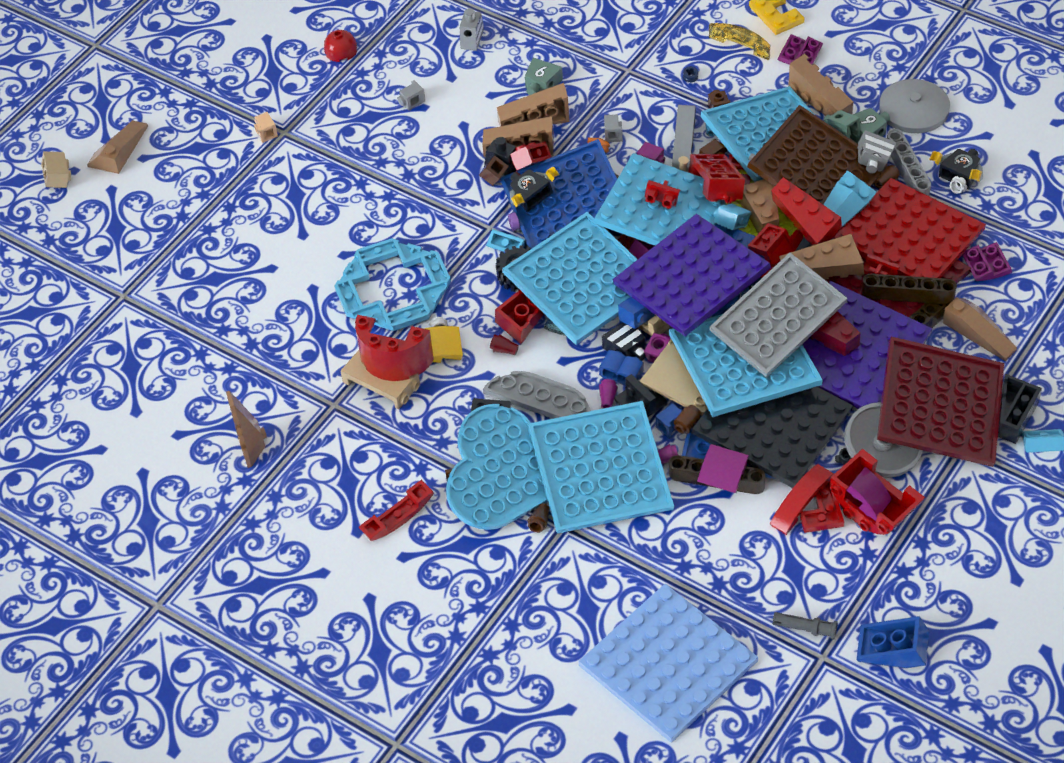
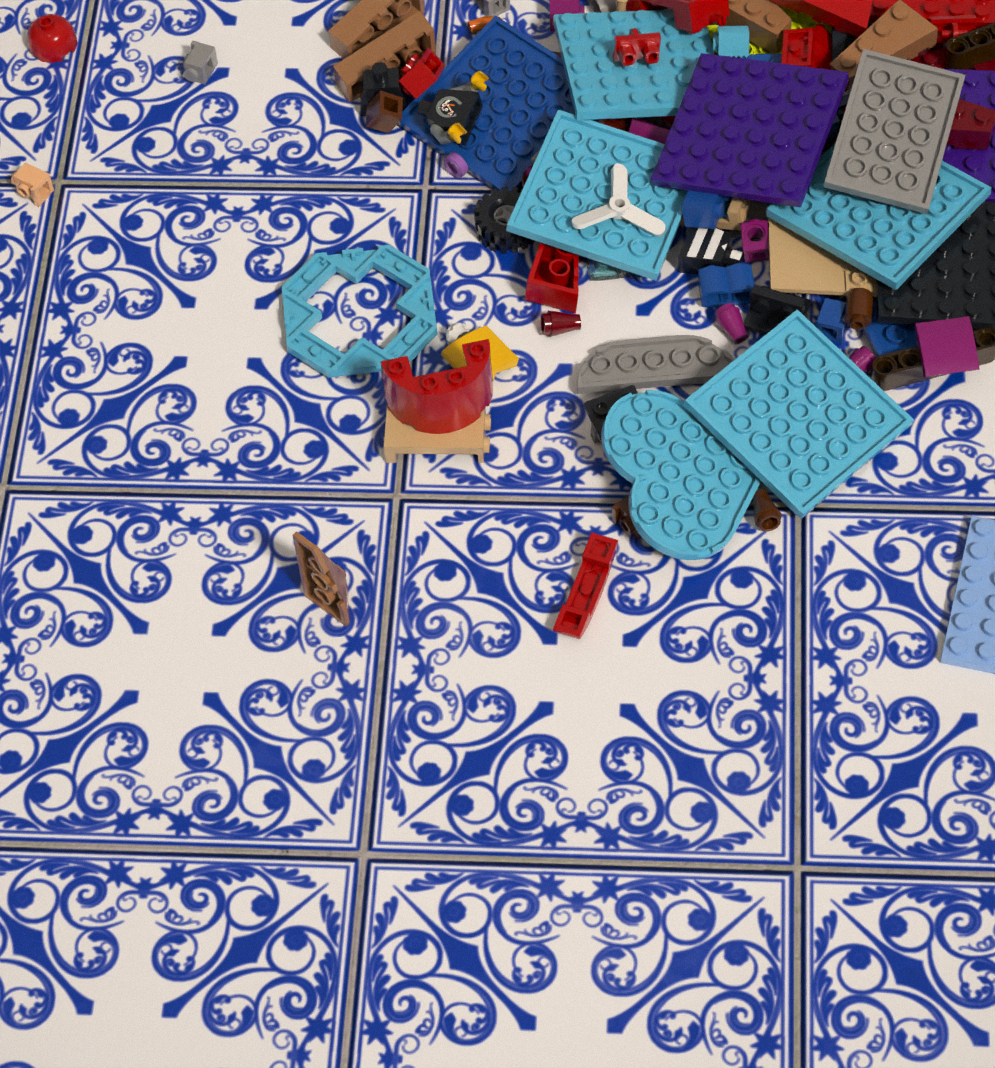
camera: 30 degrees left, 5 degrees up
(501, 241) = (461, 195): medium azure slope -> none
(579, 288) = (620, 208): none -> white piece

